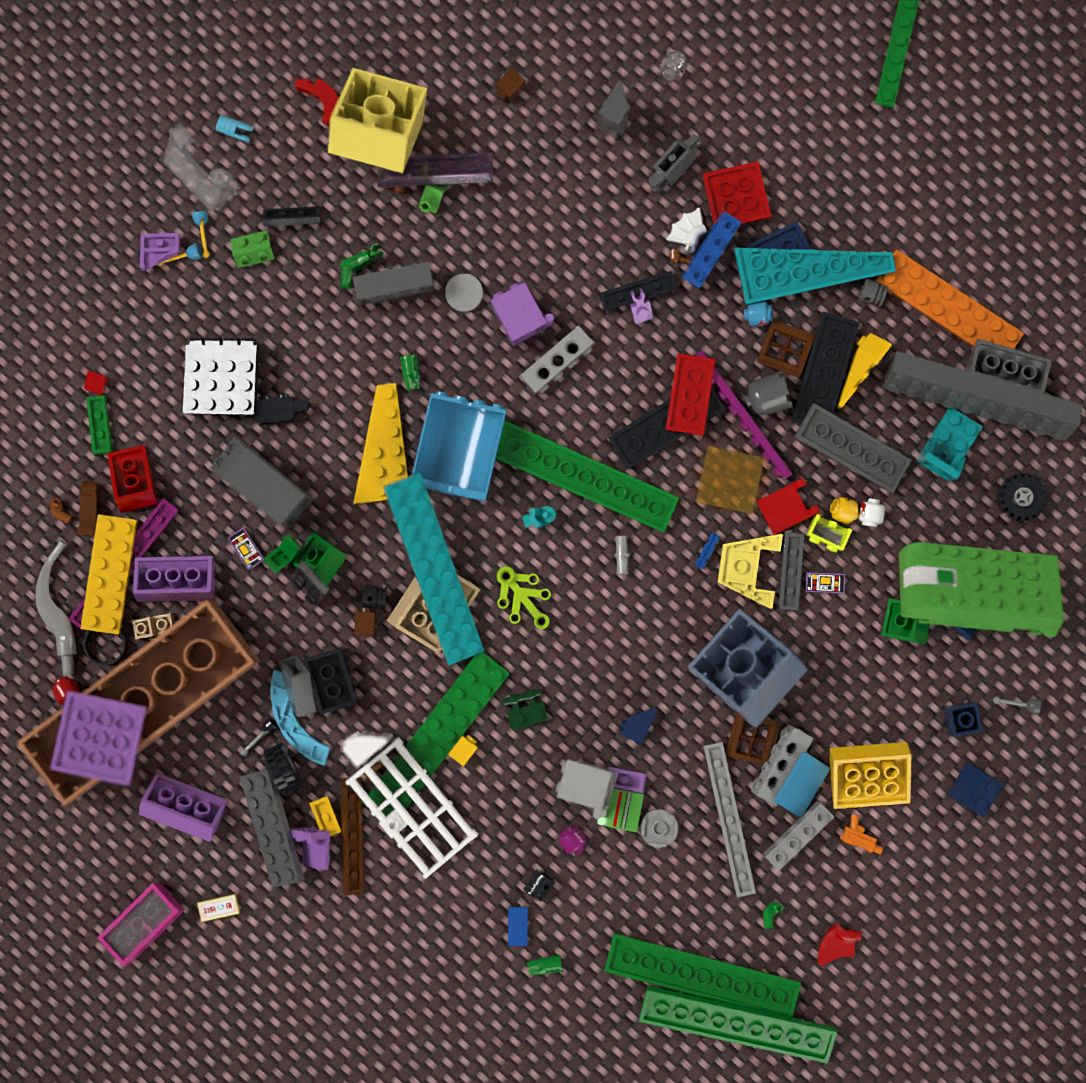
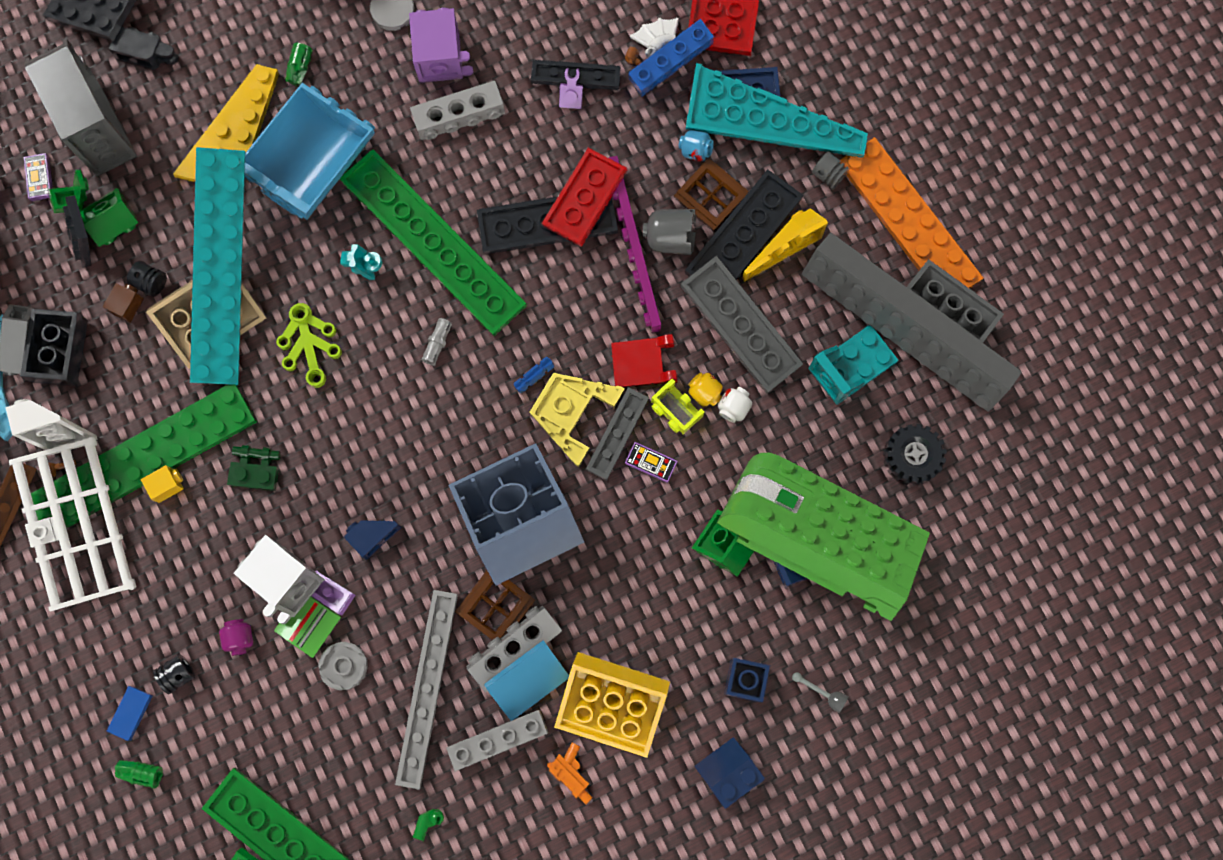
camera: 25 degrees right, 10 degrees down
(729, 480) = (590, 307): clear yellow plate -> none

